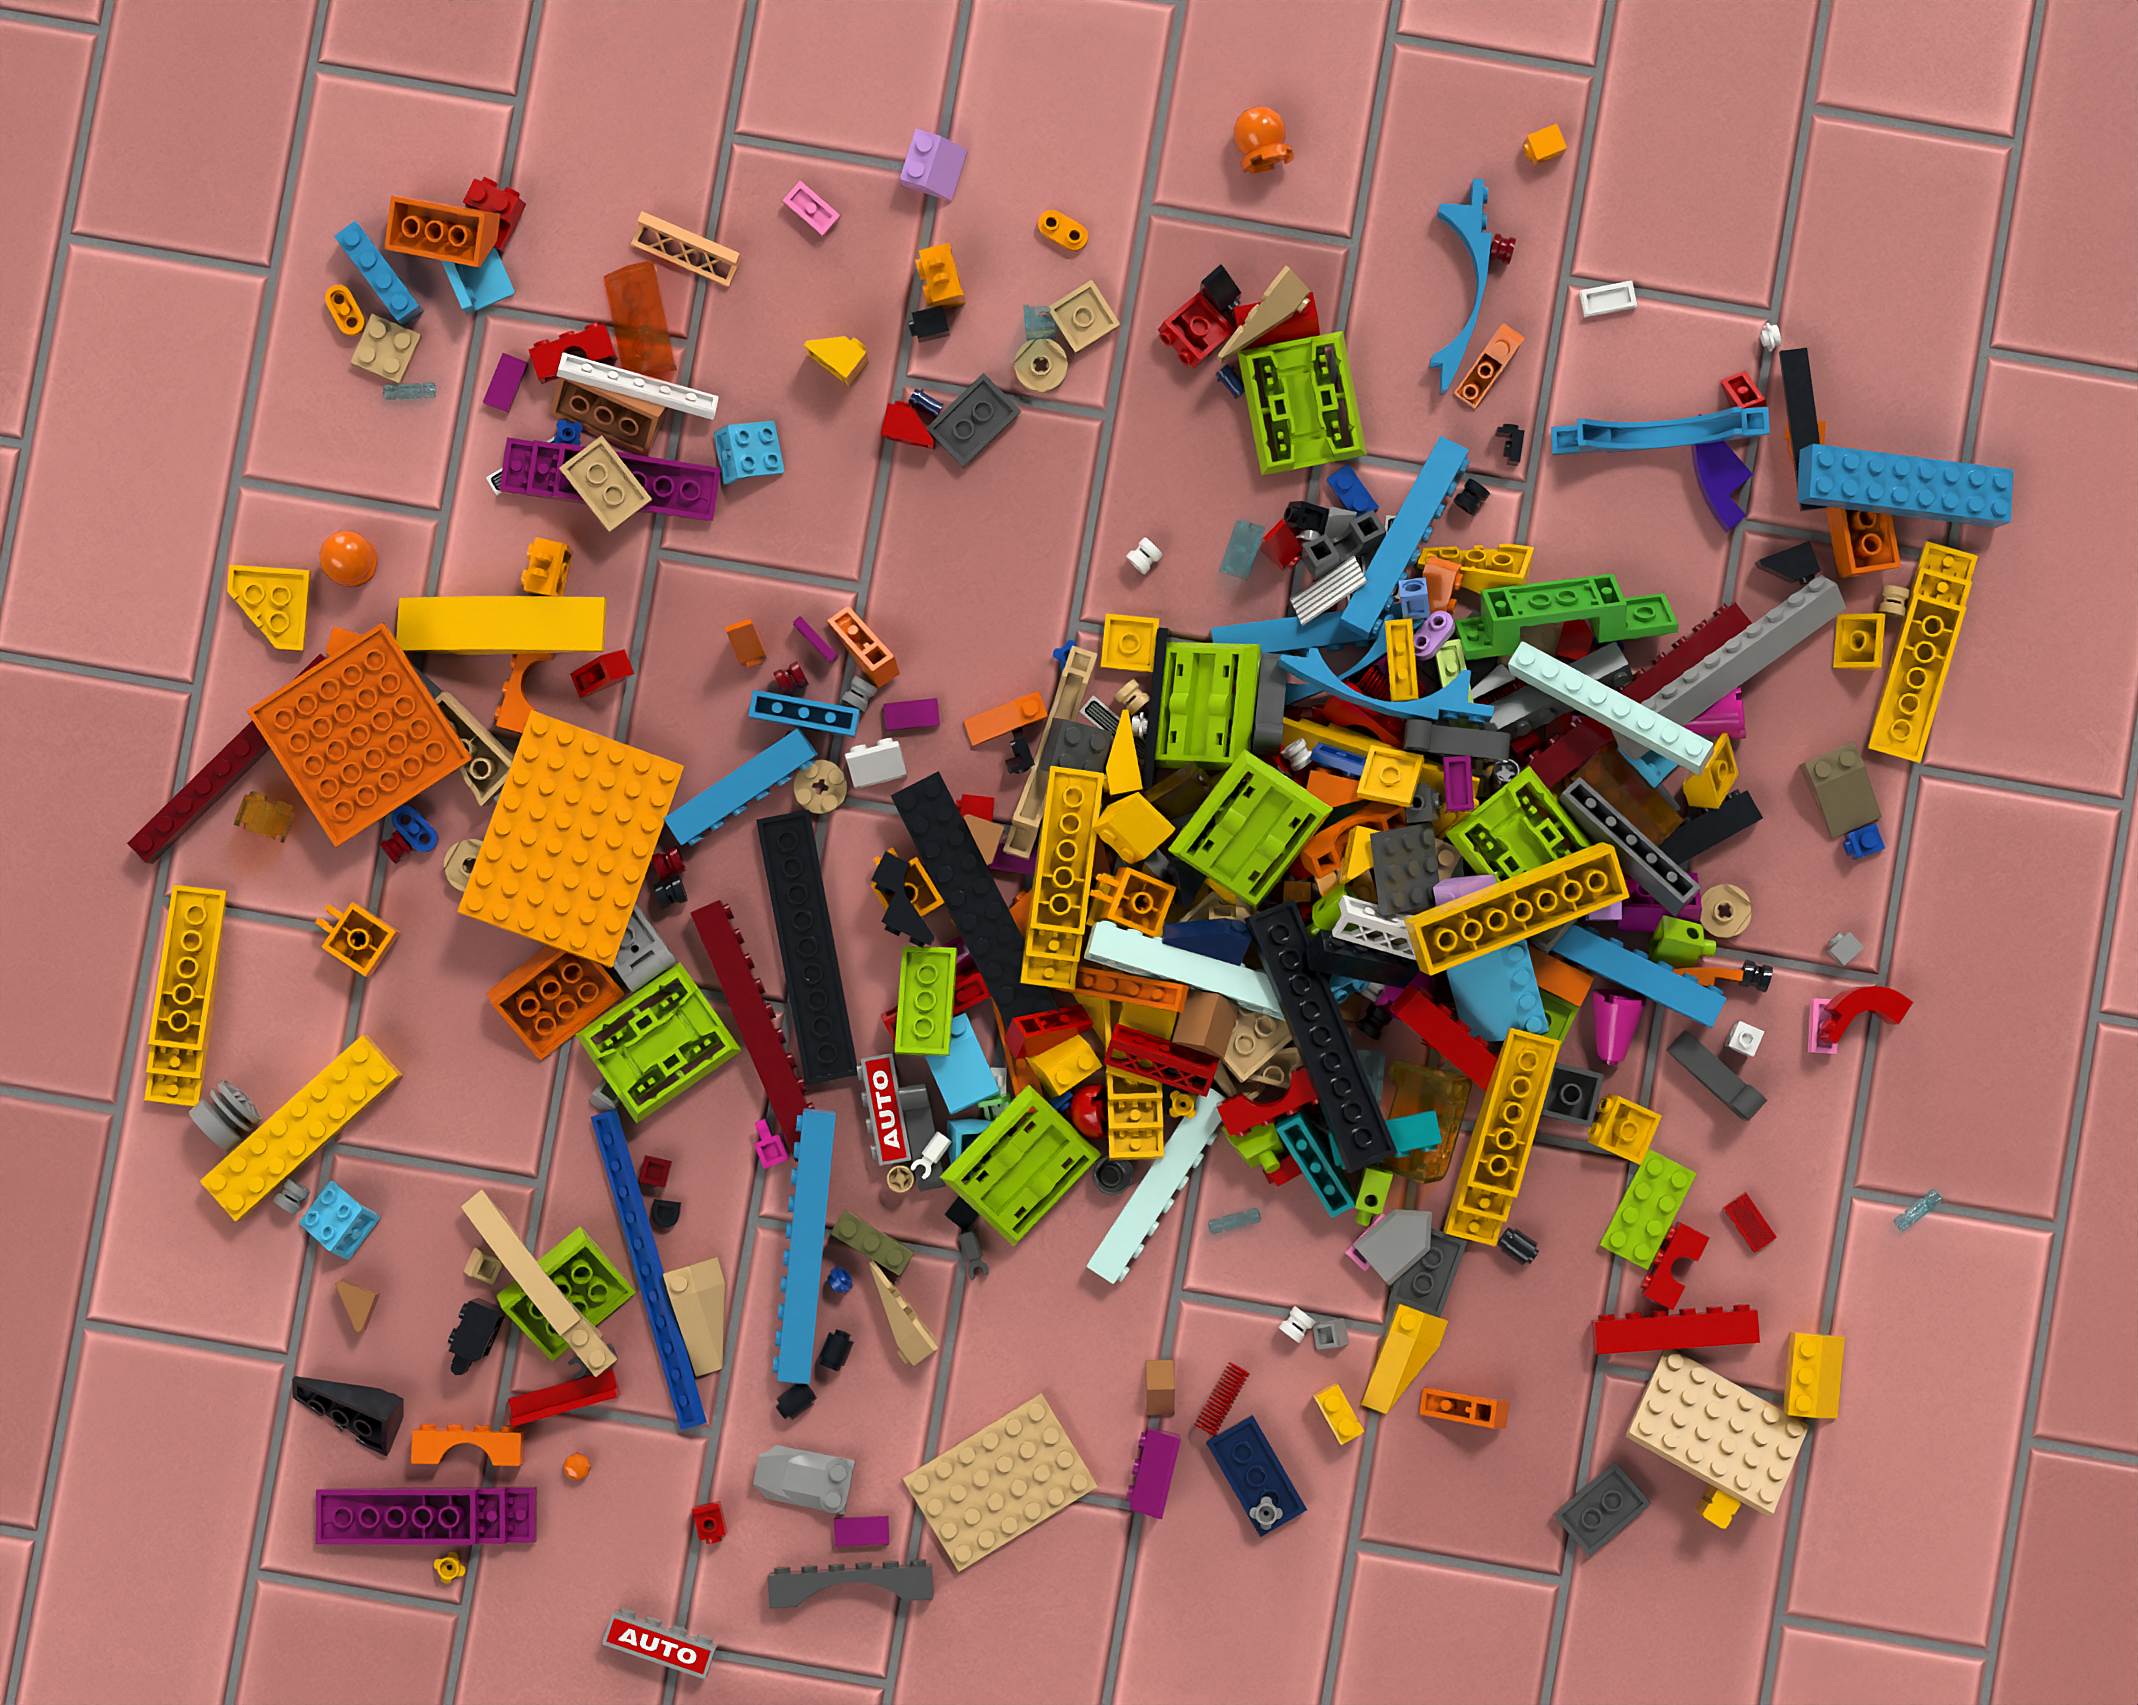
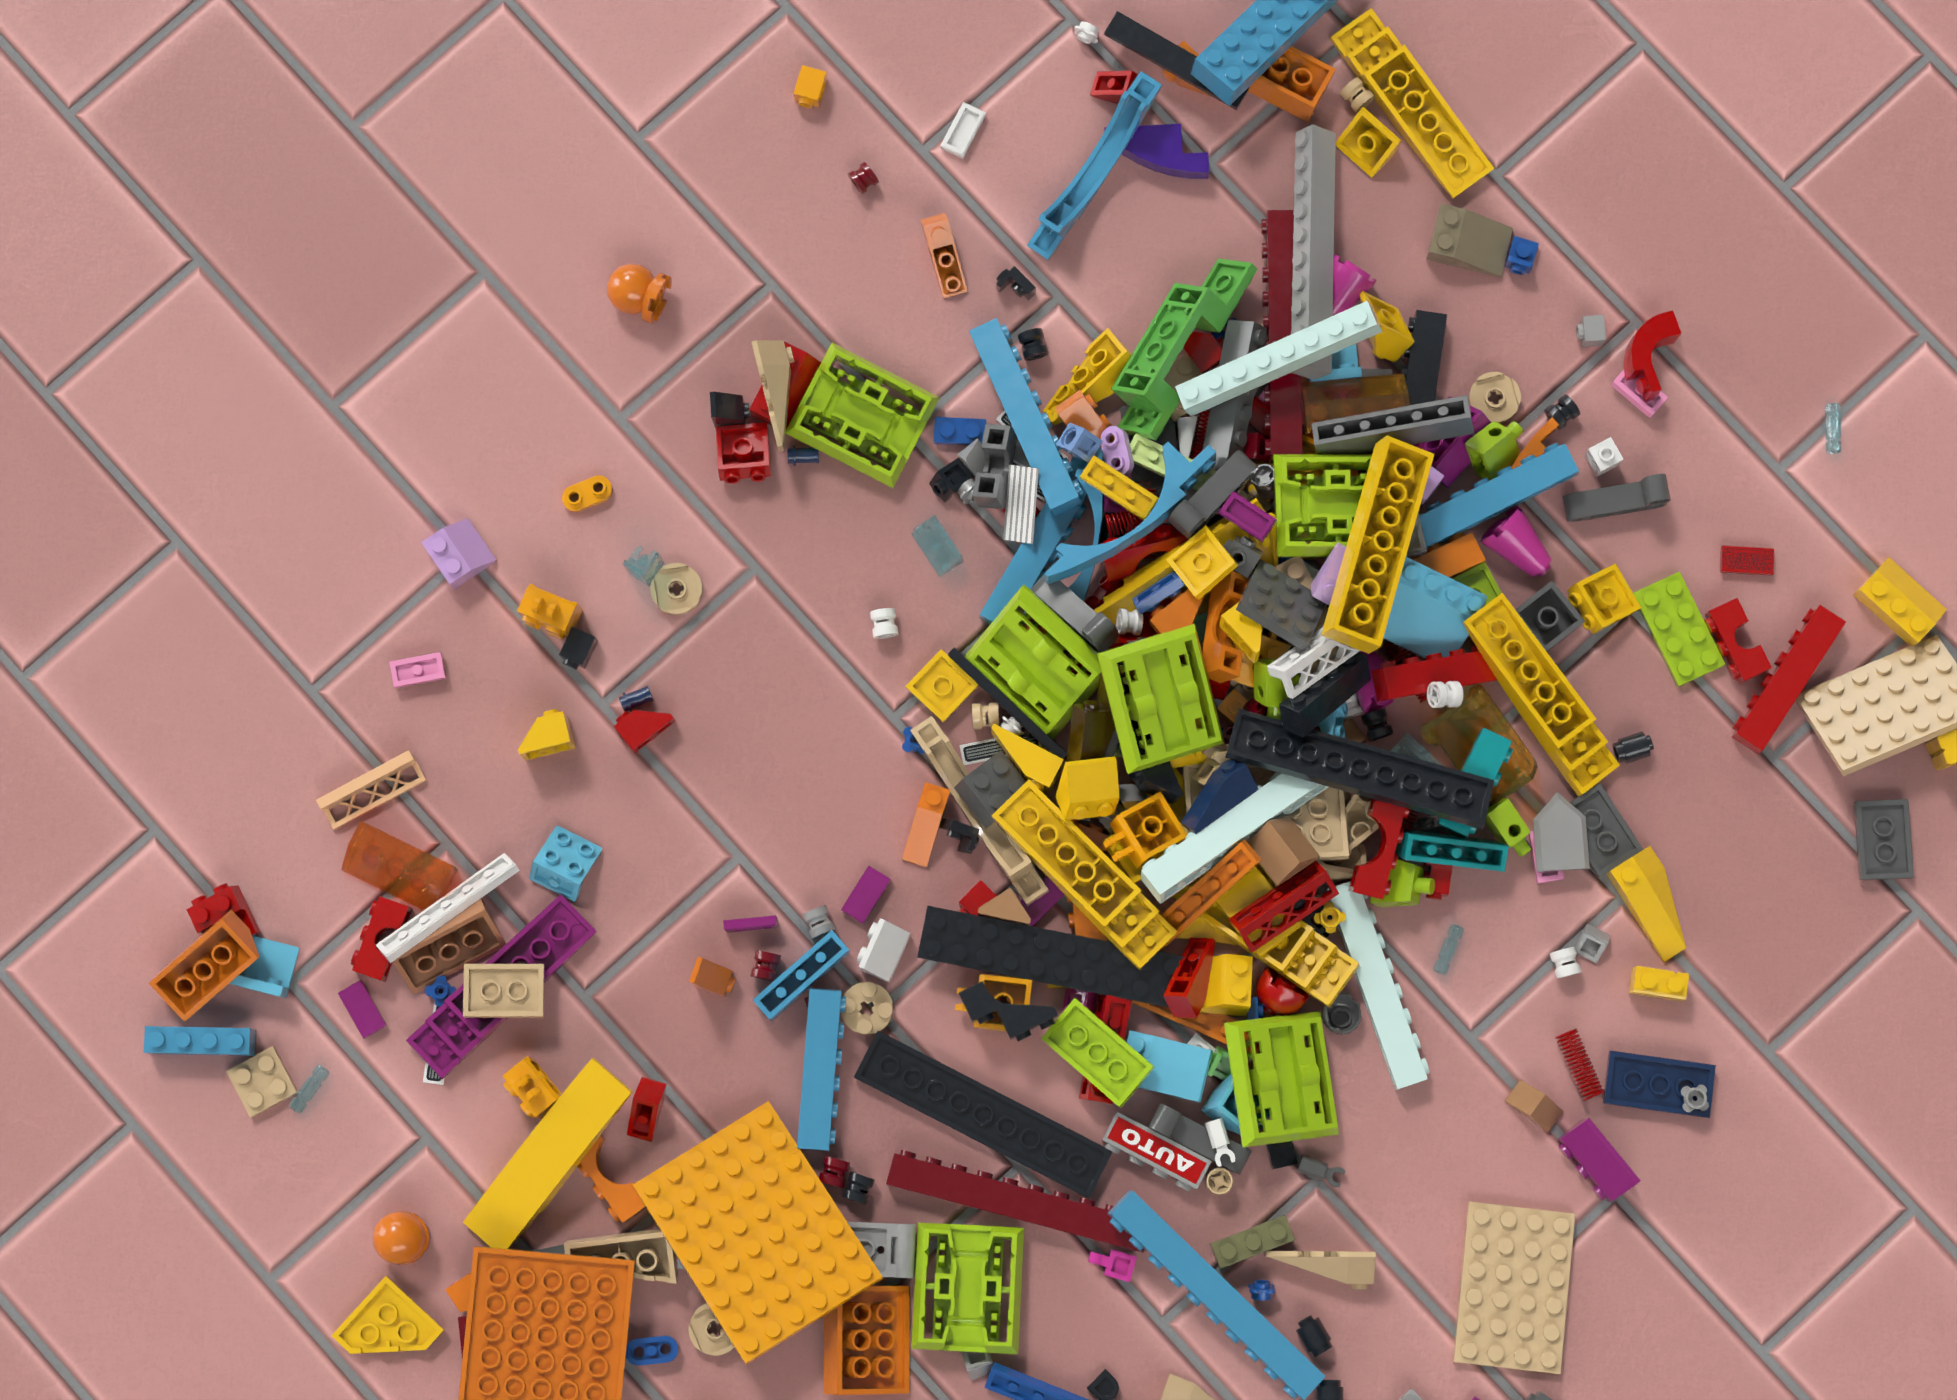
camera: 50 degrees left, 5 degrees down
(346, 311) = (207, 1091): light orange plate -> none
(396, 847) = (654, 1376): dark red wheel -> none
(655, 1171) = (1065, 1369): dark red plate -> none
(864, 647) = (790, 890): orange slope -> none
(973, 420) = (677, 672): dark grey plate -> none
(1083, 317) = (665, 528): tan plate -> none
(1281, 546) = (959, 513): red slope -> none
(1439, 1061) = (1445, 694): none -> white wheel
(1464, 1408) = (1727, 884): orange slope -> none
(1467, 223) = (825, 189): dark azure slope -> none
(1792, 564) = (1271, 147): black slope -> none

